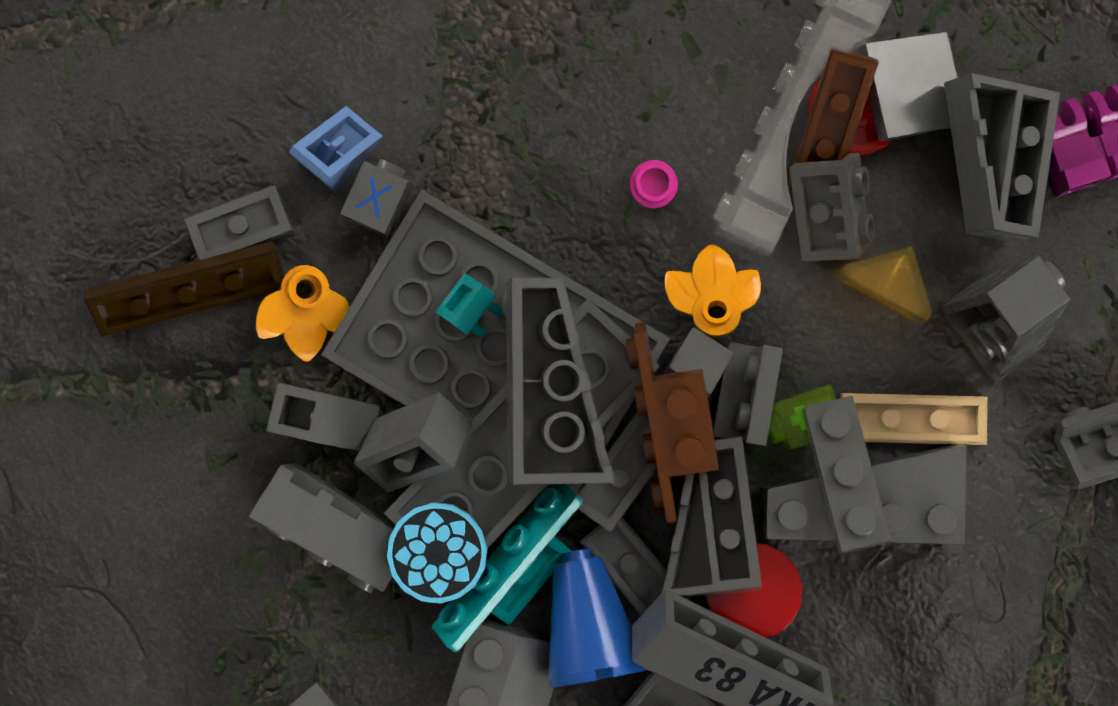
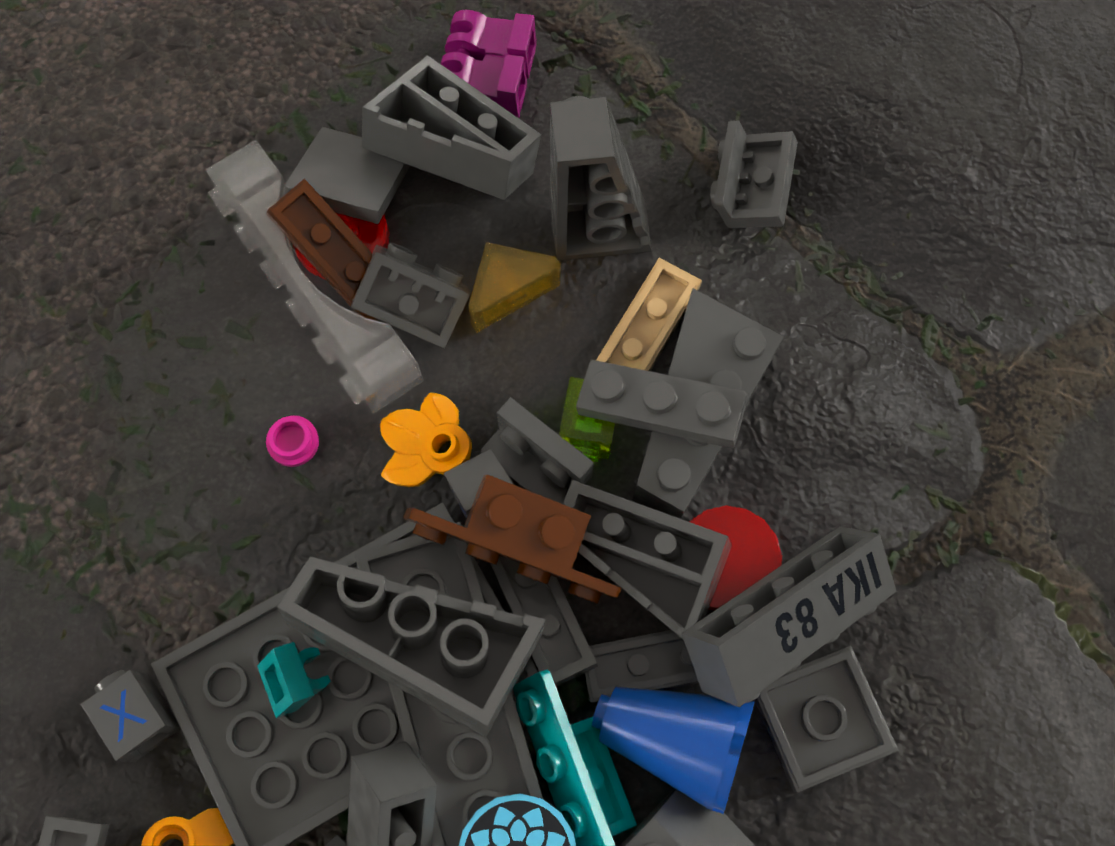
camera: 60 degrees left, 15 degrees down
(336, 148) = (54, 733): medium blue slope -> none

